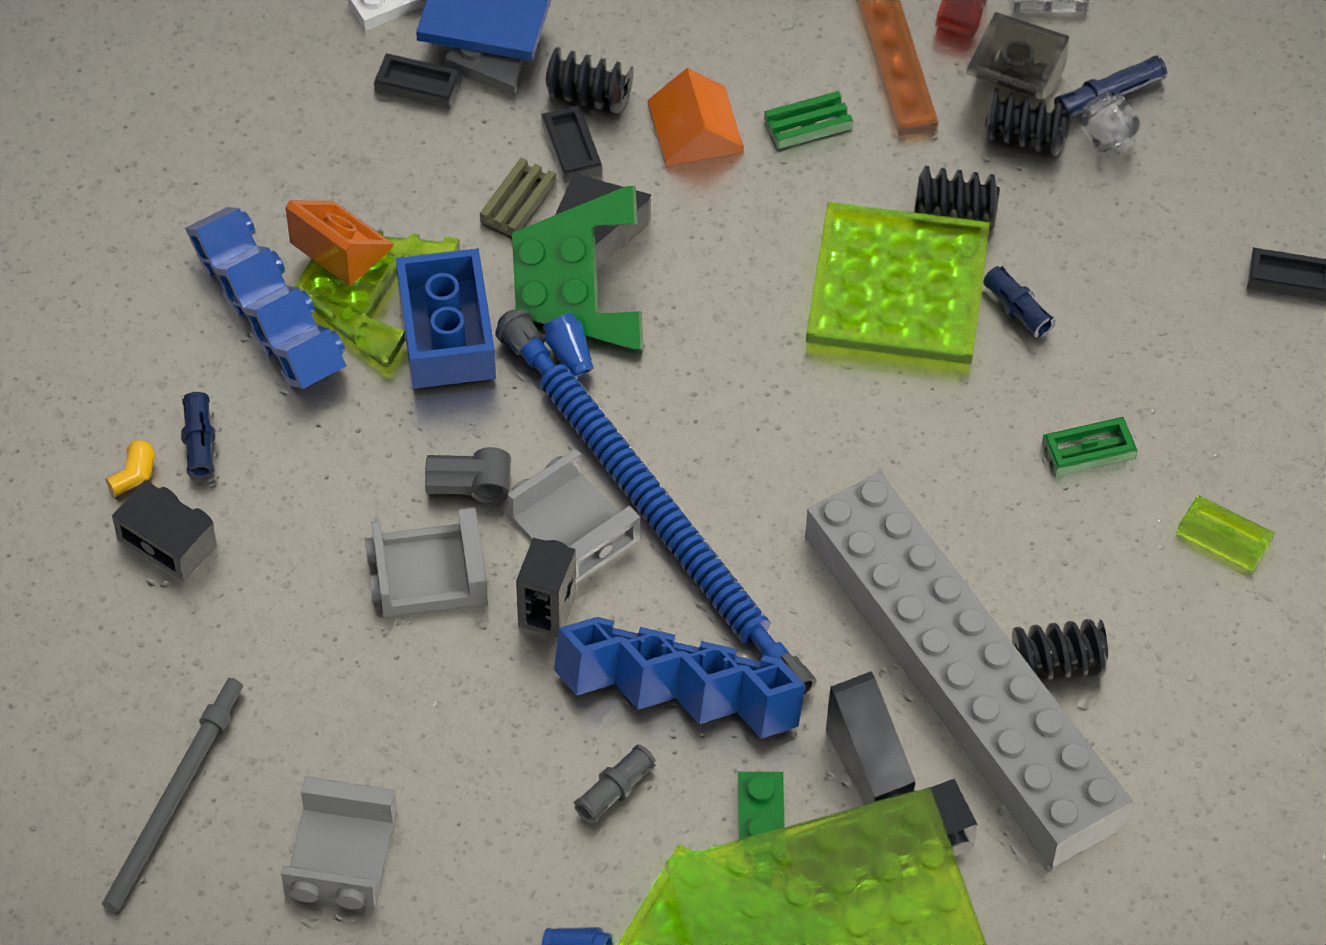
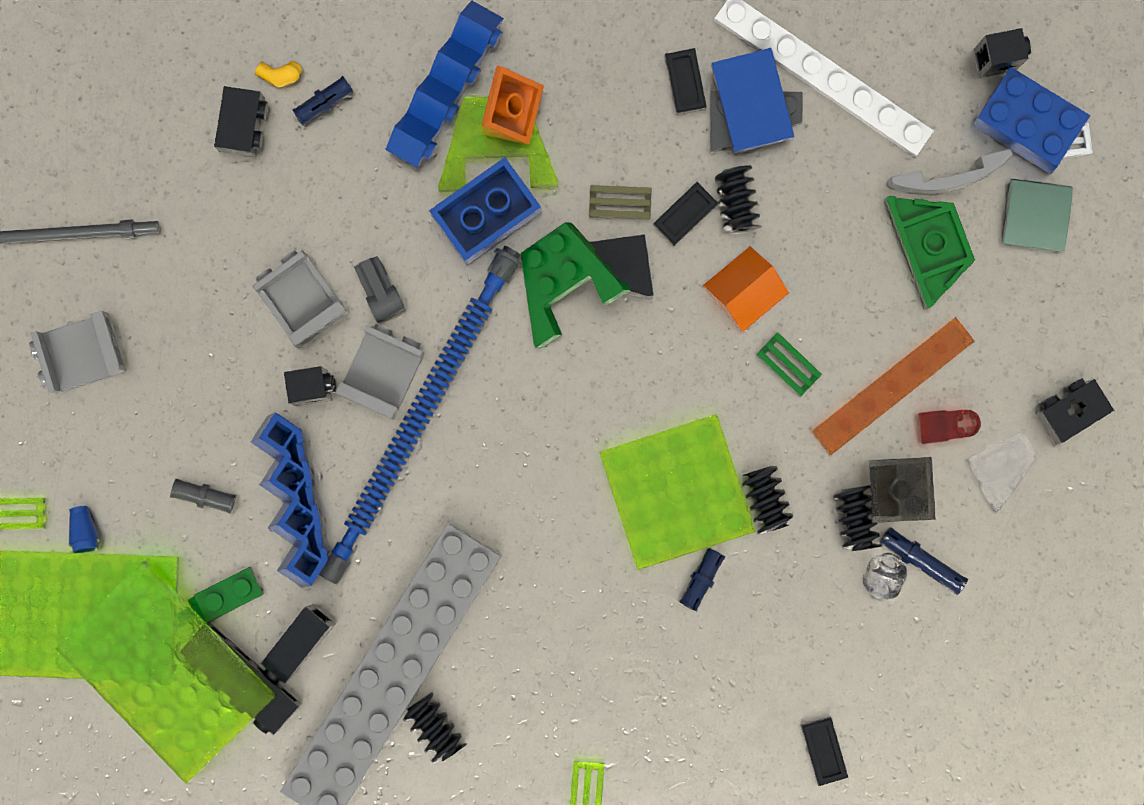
camera: 60 degrees right, 30 degrees up
(569, 343) = (510, 301): blue cone -> none
(1092, 452) = (592, 656): green tile -> none

